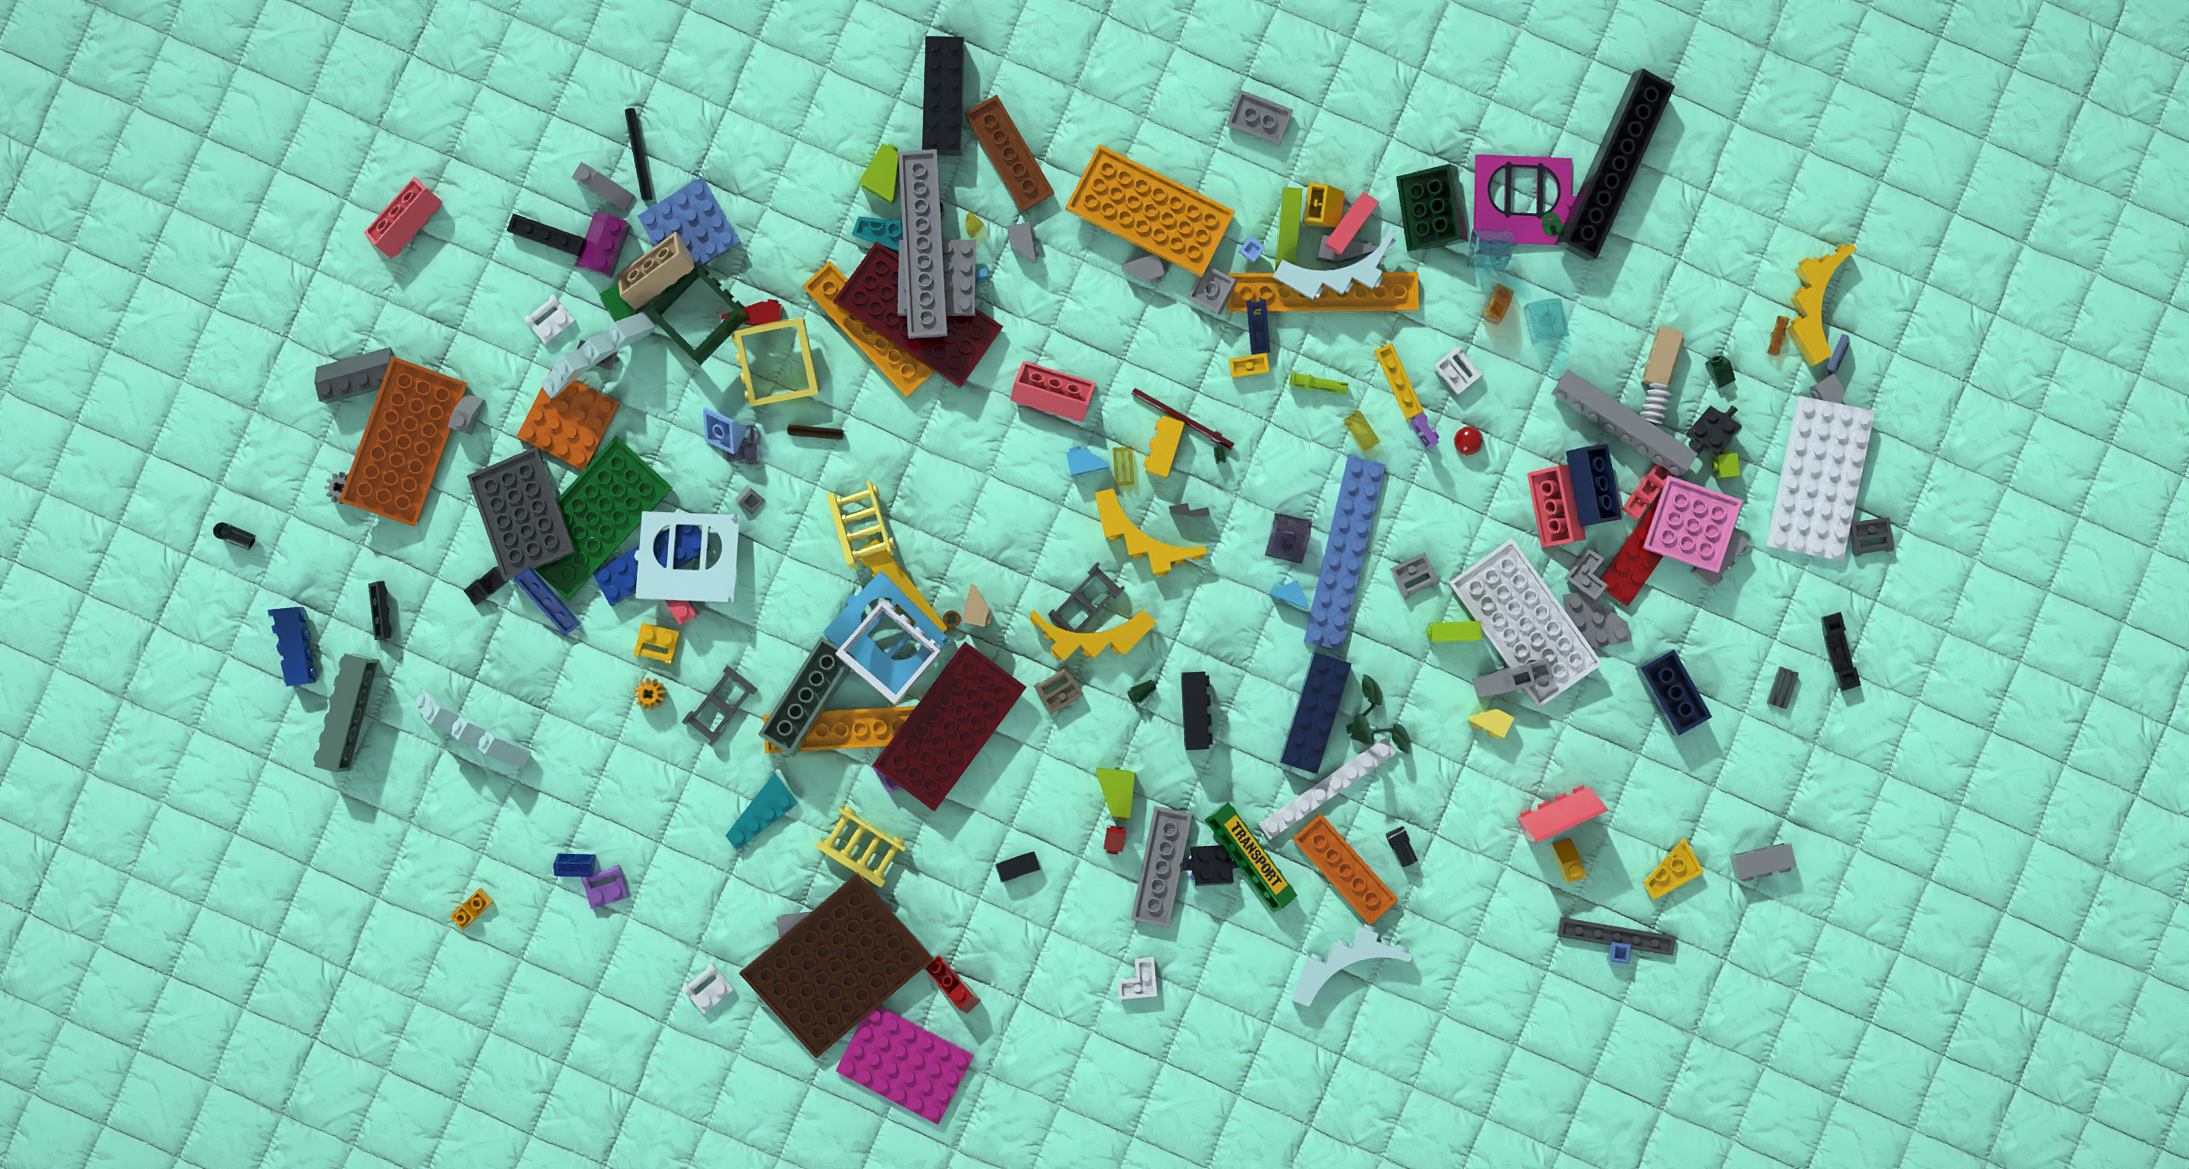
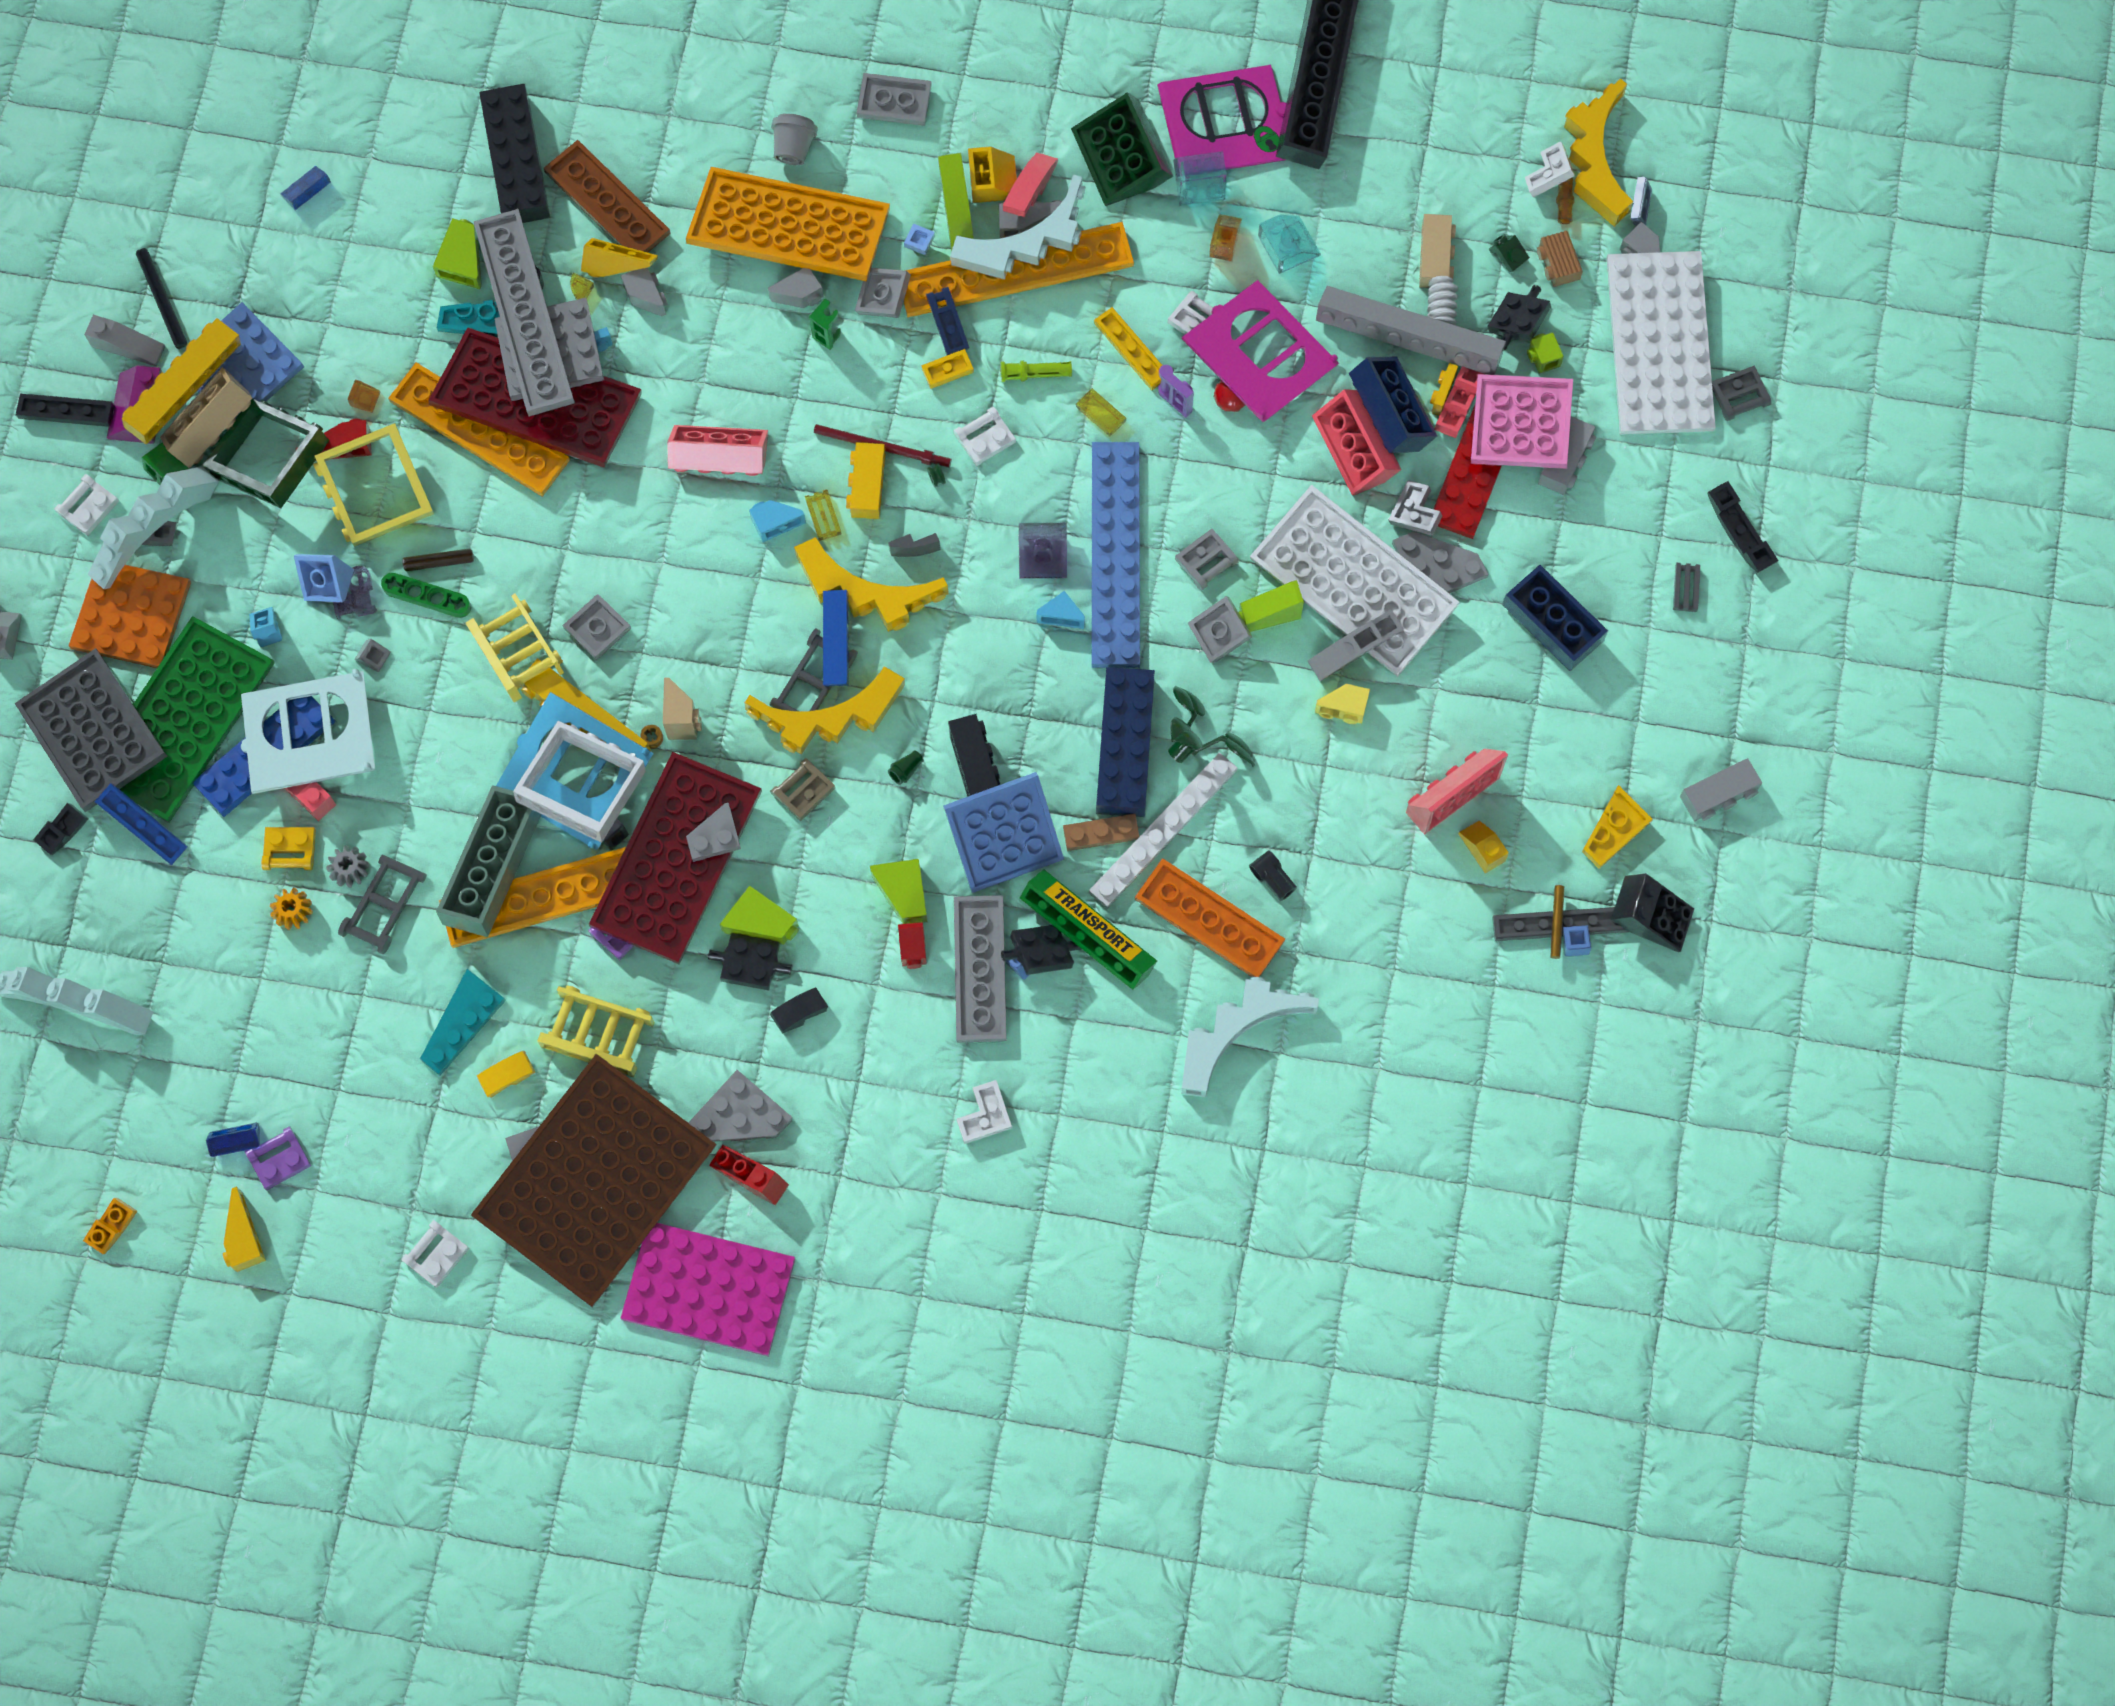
camera: 15 degrees left, 15 degrees down
(567, 943) = (240, 1235): none -> yellow slope
(640, 239) = (180, 381): none -> yellow brick
(670, 456) = (265, 627): none -> medium azure slope
(695, 664) = (341, 862): none -> light grey gear
(770, 83) = (305, 187): none -> clear blue slope
(783, 278) = (363, 396): none -> clear orange slope
(787, 862) = (505, 1073): none -> yellow slope
(801, 458) = (426, 594): none -> green beam
(912, 692) = (615, 835): none -> black slope
(927, 518) = (596, 627): none -> light grey plate
(956, 934) = (740, 1113): none -> light grey plate
(983, 718) = (714, 835): none -> light grey wing
(988, 818) = (750, 961): none -> black plate
(1003, 209) = (607, 259): none -> yellow slope
(1004, 788) = (760, 918): none -> lime slope
(1110, 576) = (835, 638): none -> blue tile
(1159, 309) = (821, 325): none -> green hinge
(1169, 136) = (792, 138): none -> light grey piece
(1204, 769) = (1003, 832): none -> medium blue plate
(1267, 435) = (987, 443): none -> white plate
(1278, 778) = (1101, 832): none -> medium nougat plate
(1410, 639) = (1219, 629): none -> light grey plate
(1486, 440) = (1252, 385): none -> dark pink door
(1608, 936) = (1557, 922): none -> pearl gold bar
(1633, 483) = (1446, 380): none -> yellow plate
(1683, 947) = (1652, 911): none -> black slope
(1759, 387) = (1559, 258): none -> medium nougat brick
(1777, 312) = (1556, 170): none -> white plate

